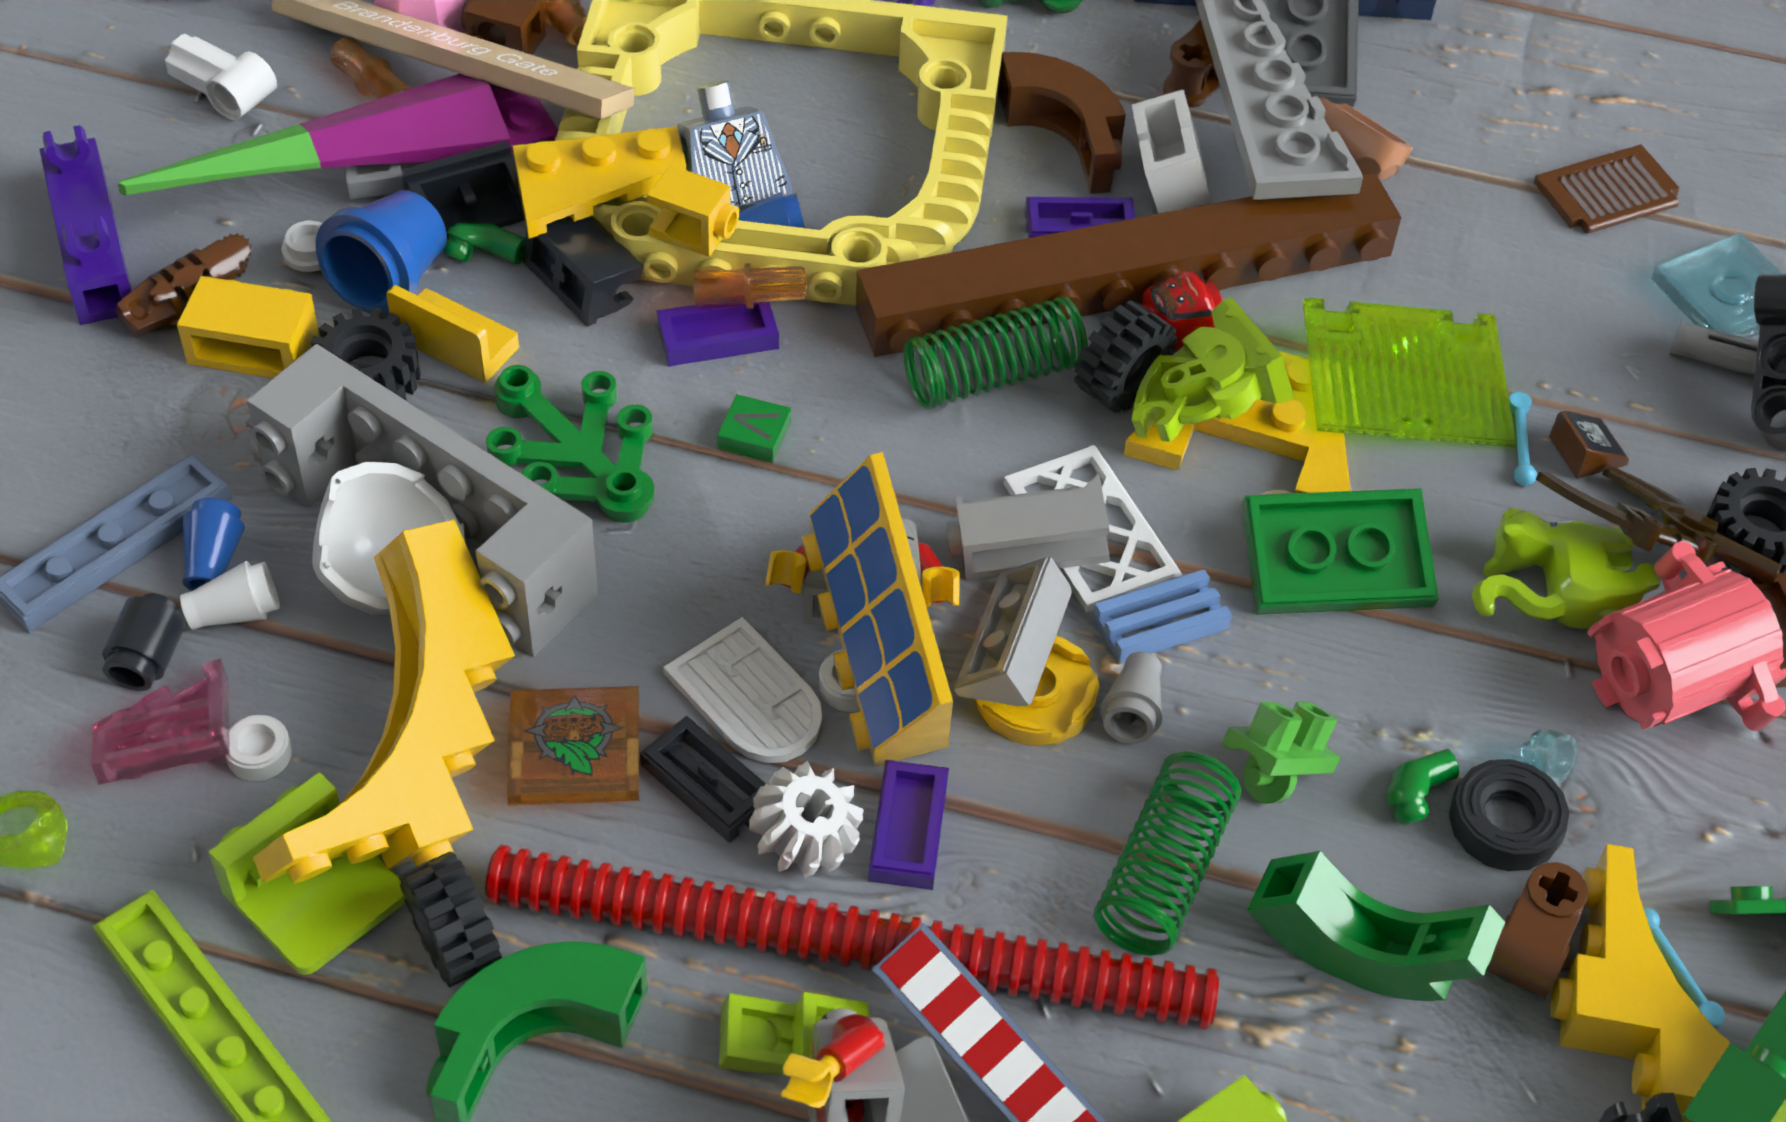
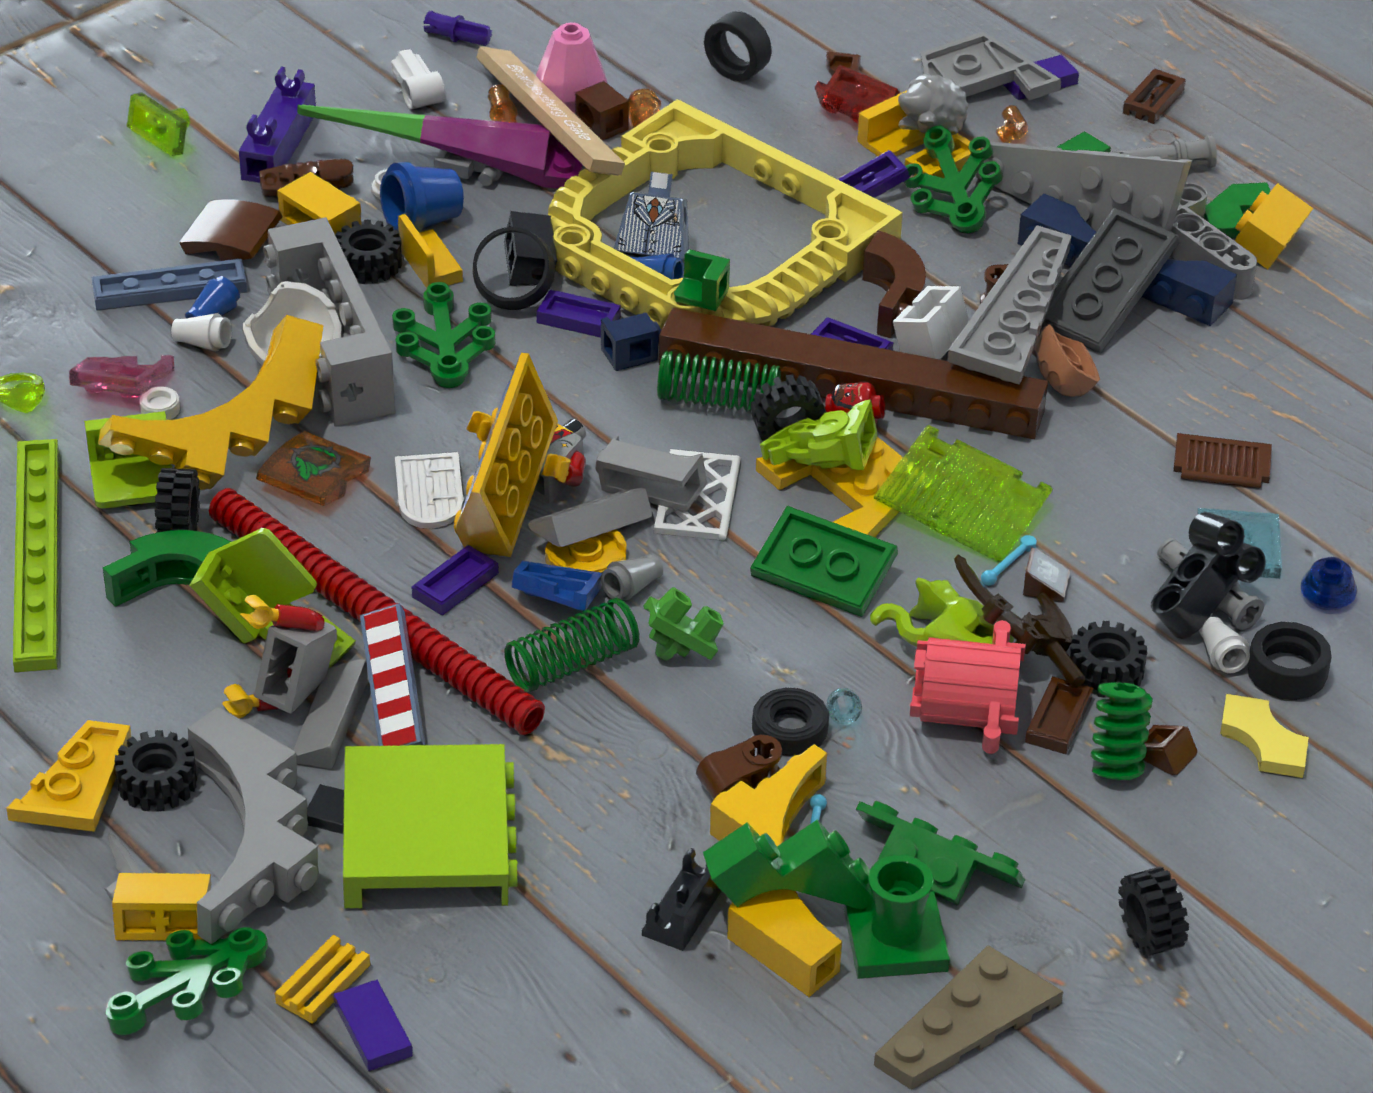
camera: 35 degrees right, 10 degrees down
(138, 411) = (231, 229): none -> reddish brown slope
(142, 641) = (142, 332): black brick -> none
(470, 186) = (498, 189): black hinge -> none
(488, 237) = (478, 212): green arm -> none
(550, 325) = (534, 295): none -> black tyre
(586, 171) = (556, 195): yellow wing -> none
(661, 1002) = (246, 567): none -> lime bracket
(688, 792) = (373, 534): black tile -> none
(694, 211) = (601, 237): yellow window -> none
(749, 285) = (606, 293): clear orange axle -> none
(754, 428) = (554, 368): green tile -> none
(784, 831) = (395, 547): white gear -> none
(826, 341) = (630, 341): none -> dark blue brick
(878, 216) = (704, 280): none -> green panel
(1067, 762) = (557, 583): none -> blue wing
(1156, 608) = (693, 549): medium blue tile -> none
(1366, 942) = (636, 724): green arch -> none
(1412, 782) = (752, 681): green arm -> none

